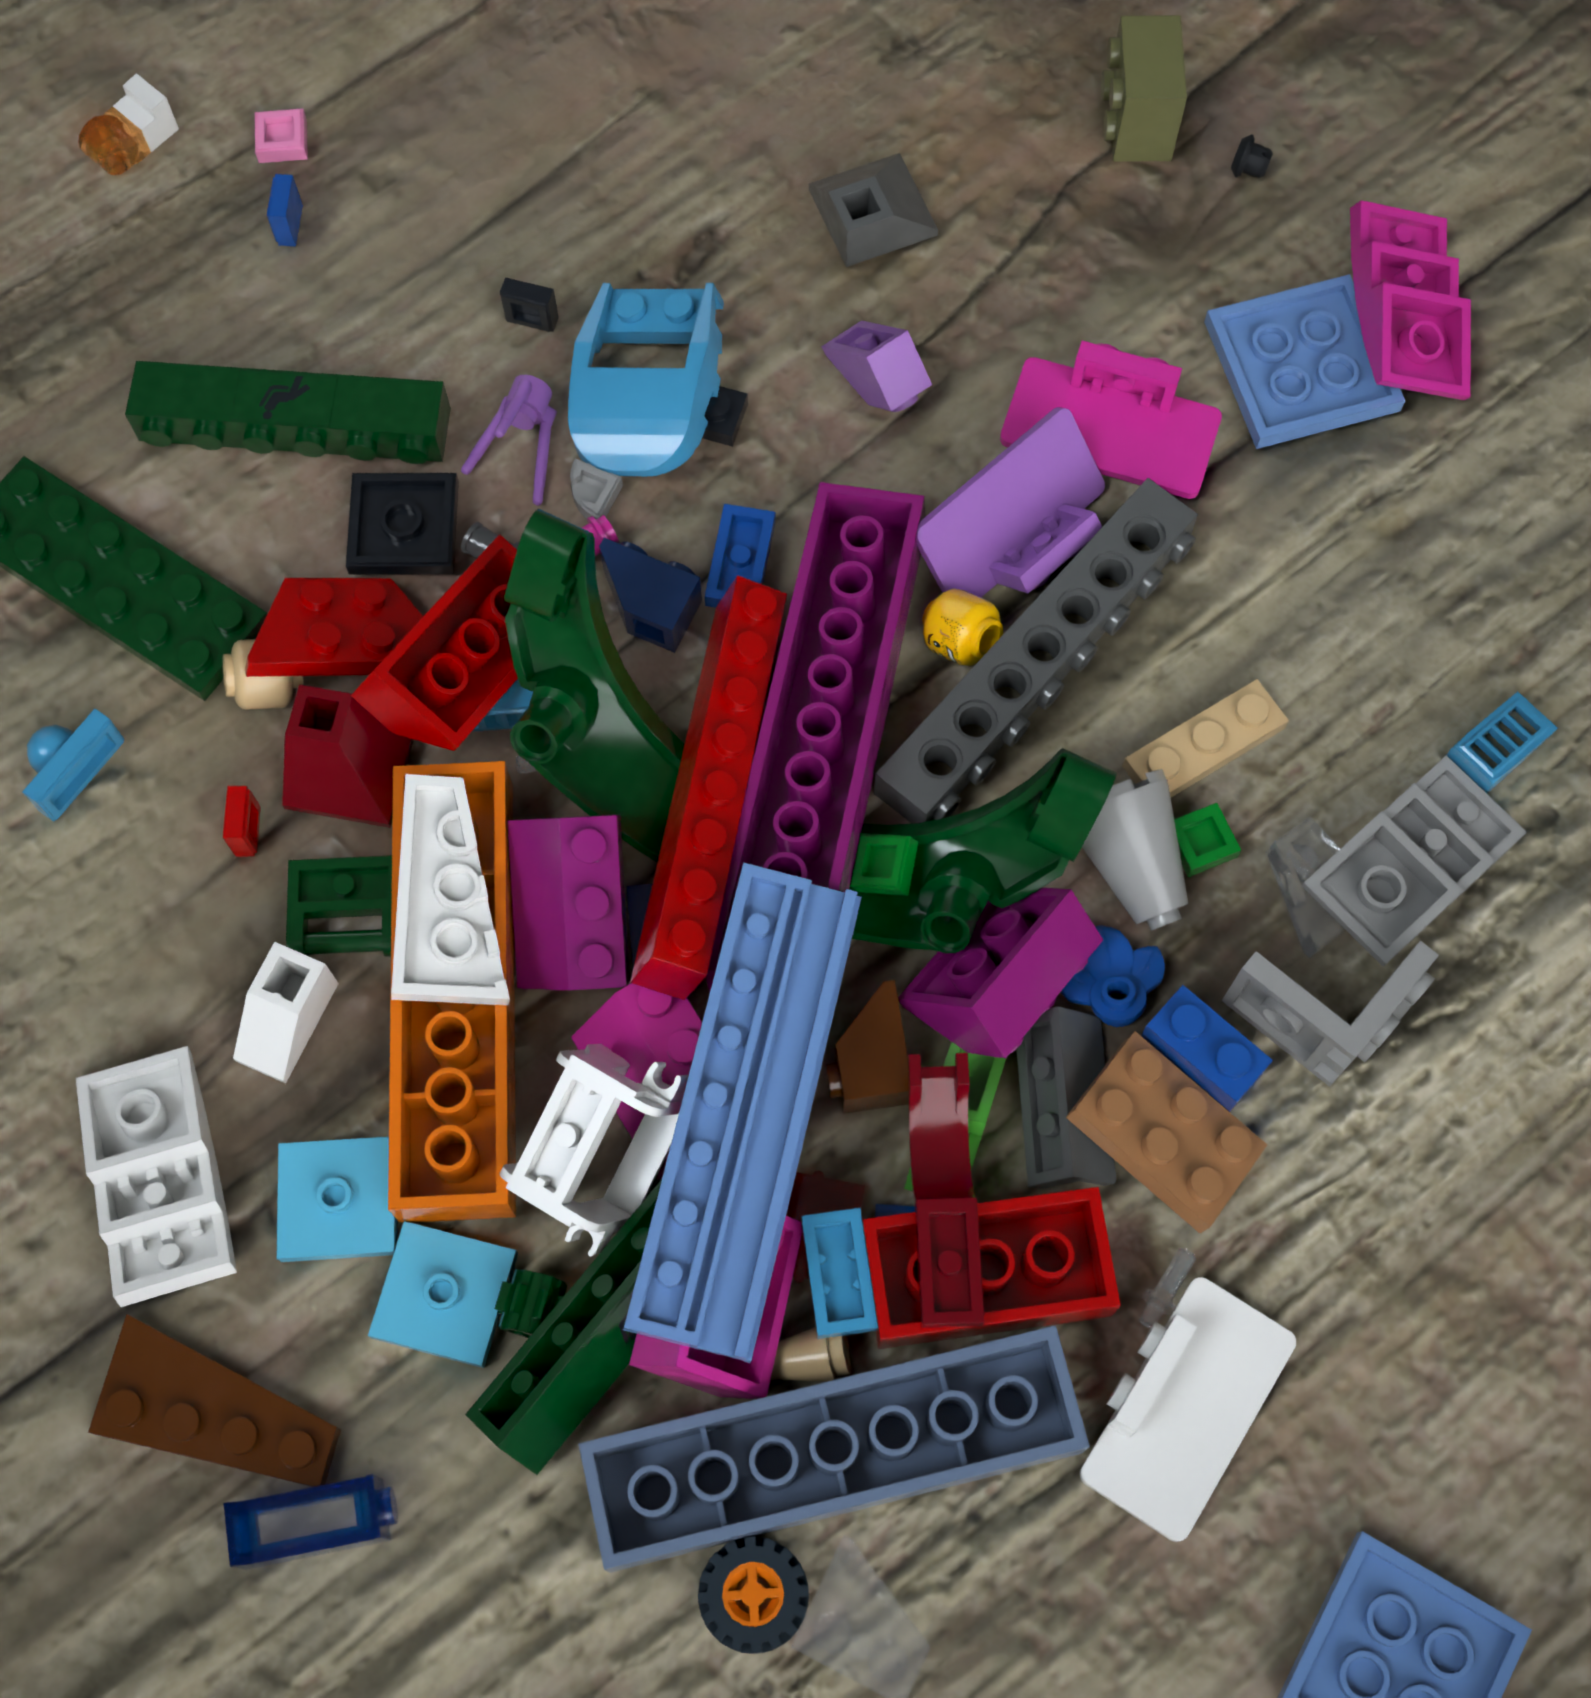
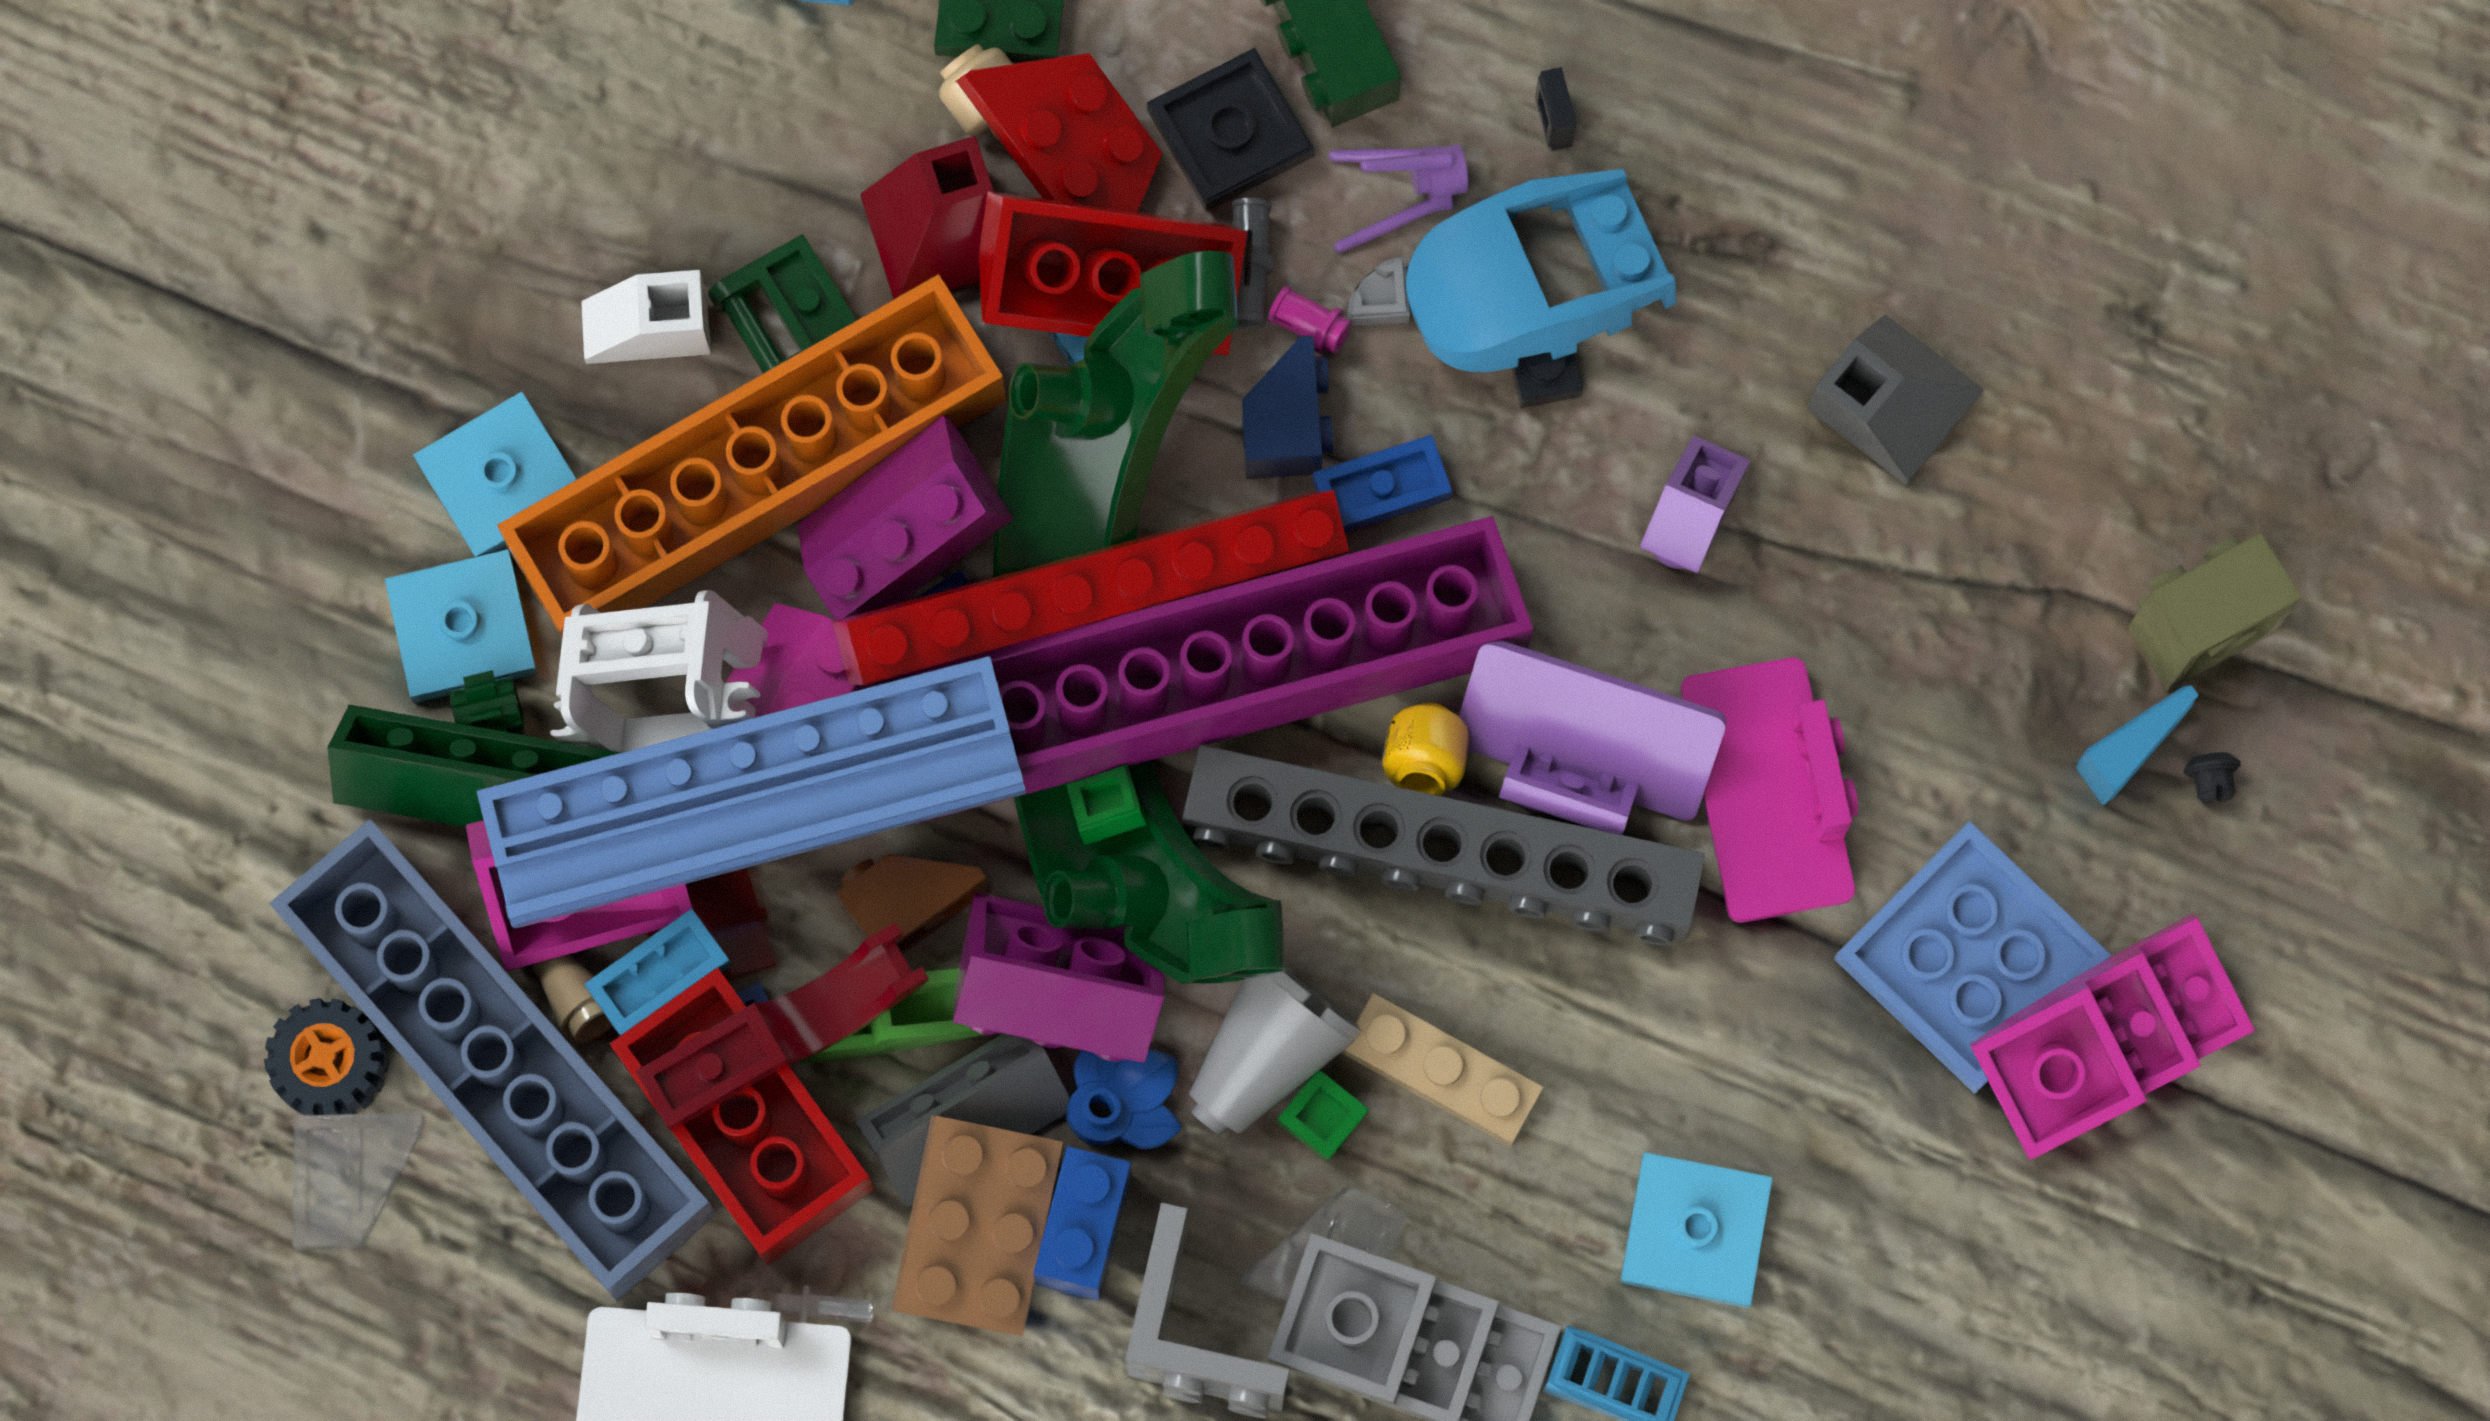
camera: 60 degrees right, 5 degrees up
(154, 1176) = (434, 297): white slope -> none
(199, 1409) = (241, 464): reddish brown wing -> none
(241, 821) = (820, 166): red tile -> none
(309, 1522) = (189, 624): clear blue window -> none
(443, 912) = (808, 405): white wing -> none
(1208, 193) = (2119, 755): none -> dark azure slope
(1412, 635) = (1696, 1230): none -> medium azure plate

